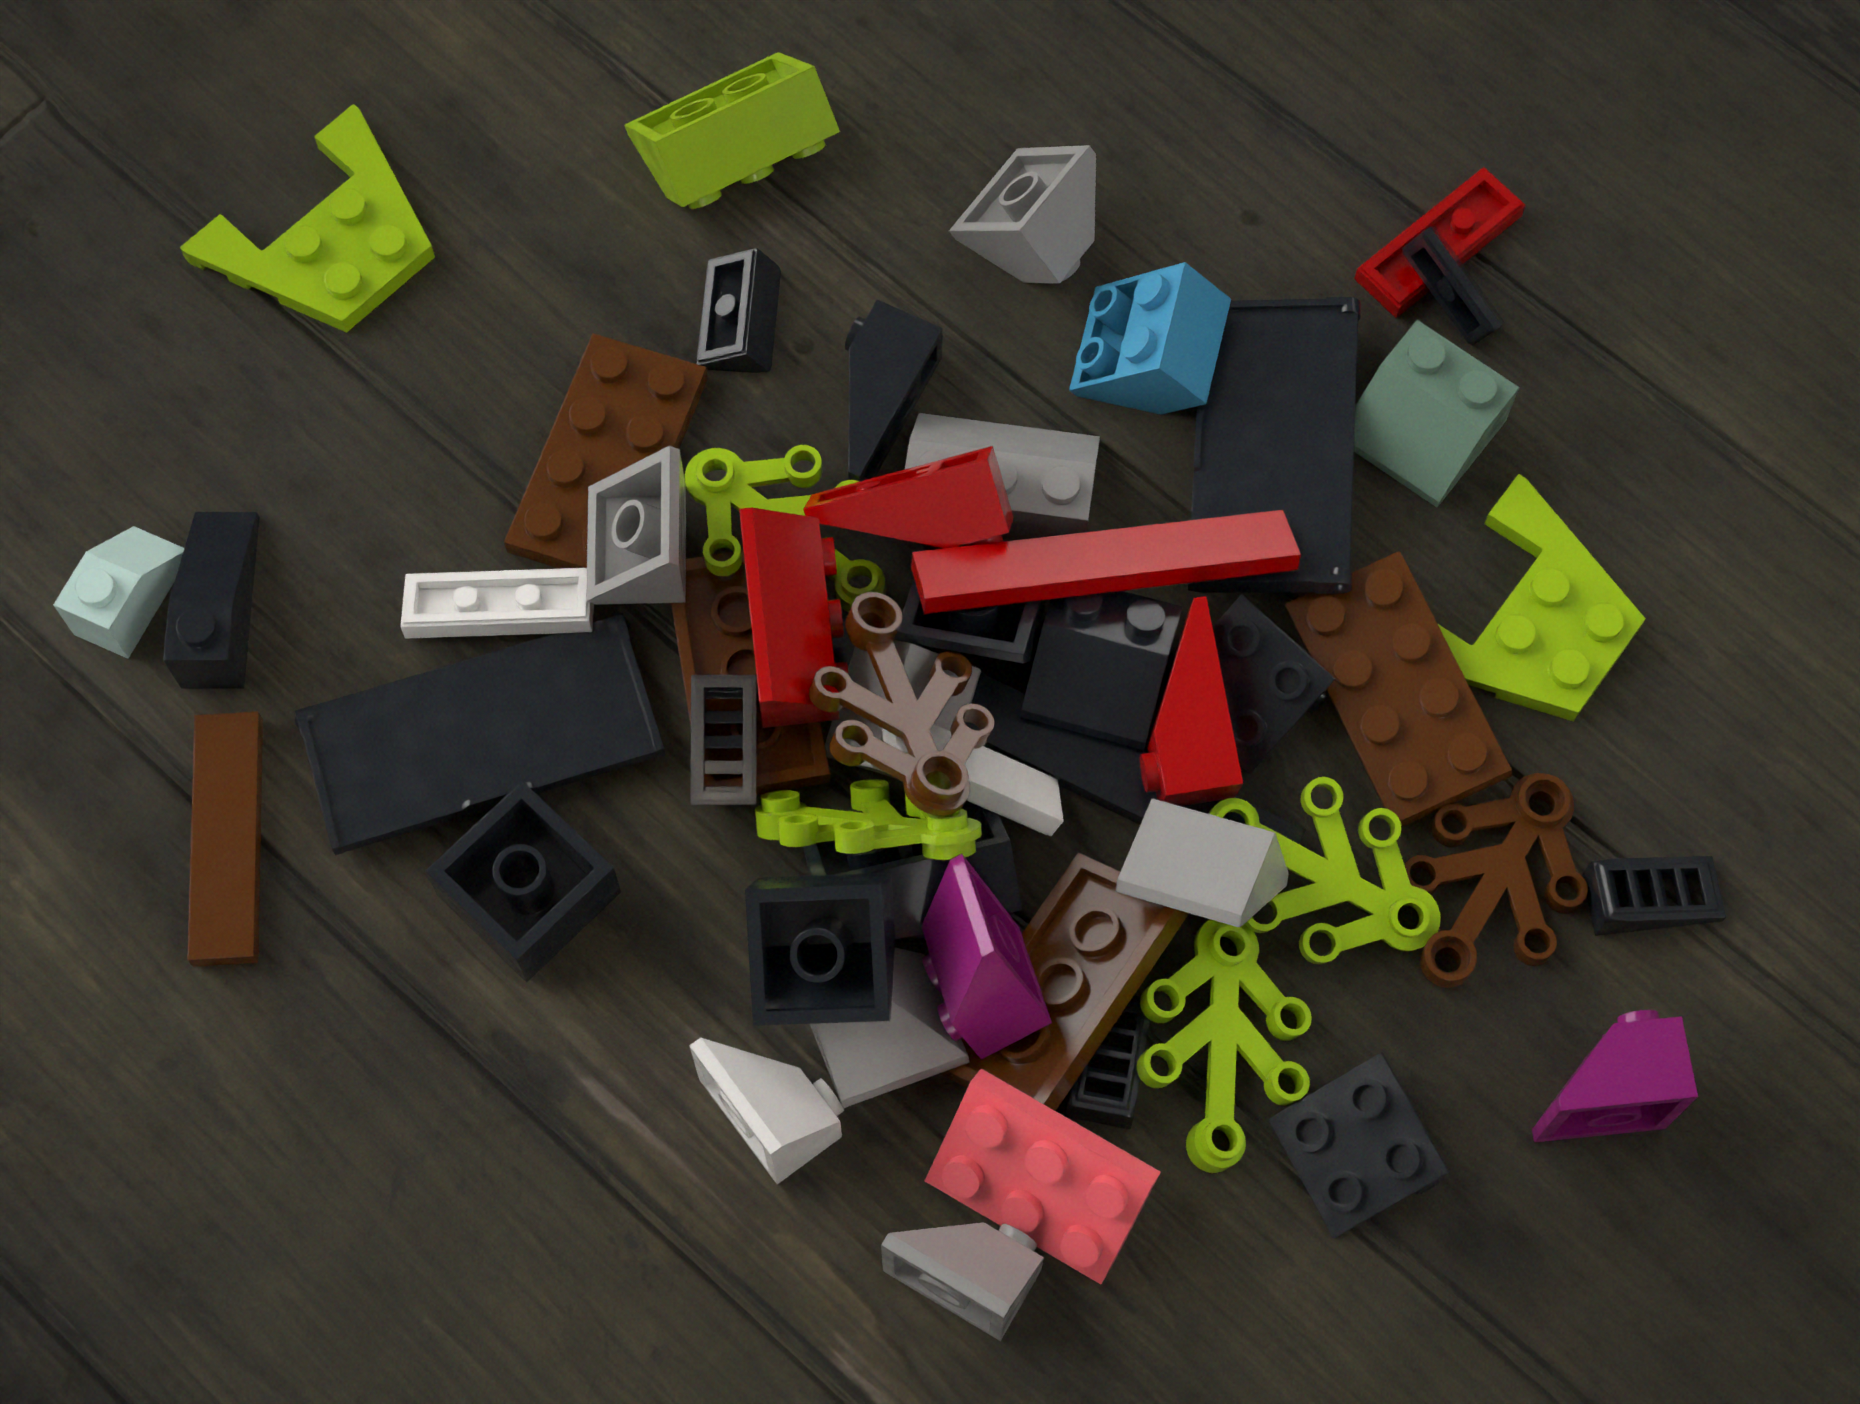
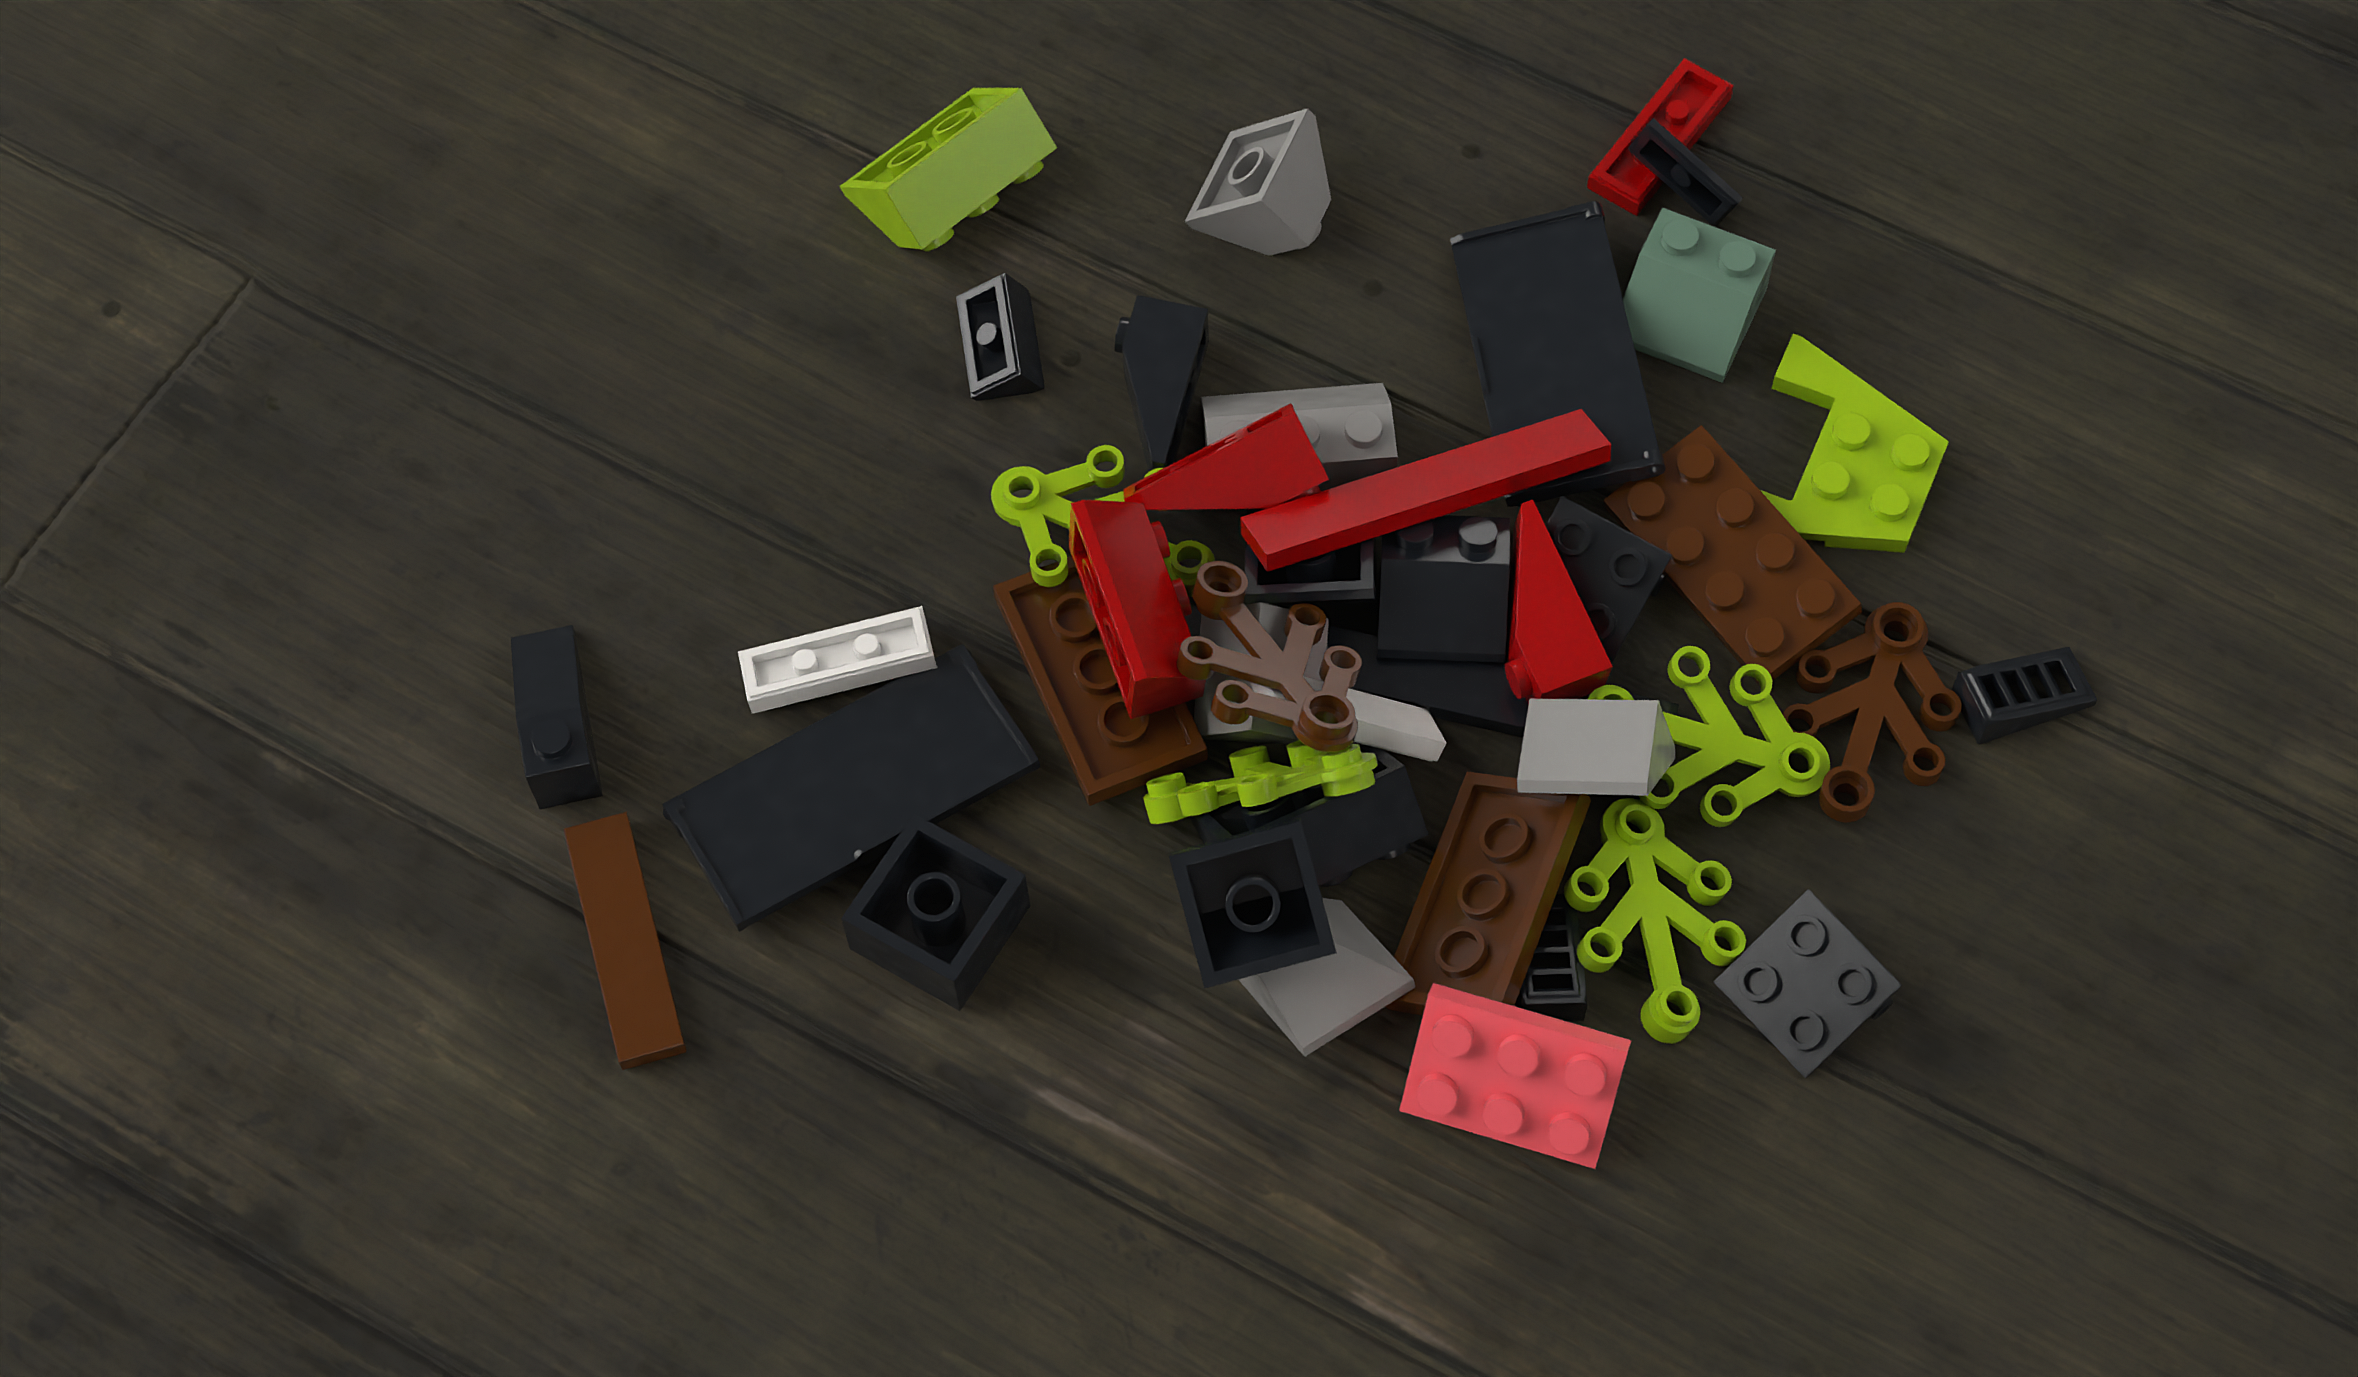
camera: 10 degrees left, 5 degrees down
(119, 589) = (456, 726): light aqua slope -> none
(343, 251) = (590, 364): lime wing -> none
(614, 414) = (907, 503): reddish brown plate -> none
(638, 533) = (963, 560): light grey slope -> none
(723, 687) = (1086, 687): black slope -> none
(770, 1105) = (1229, 1069): white slope -> none
(967, 1270) = (1462, 1181): light grey slope -> none
(980, 964) = (1402, 890): magenta slope -> none
(1152, 341) = (1410, 282): dark azure slope -> none
(1627, 1083) = (2048, 866): magenta slope -> none

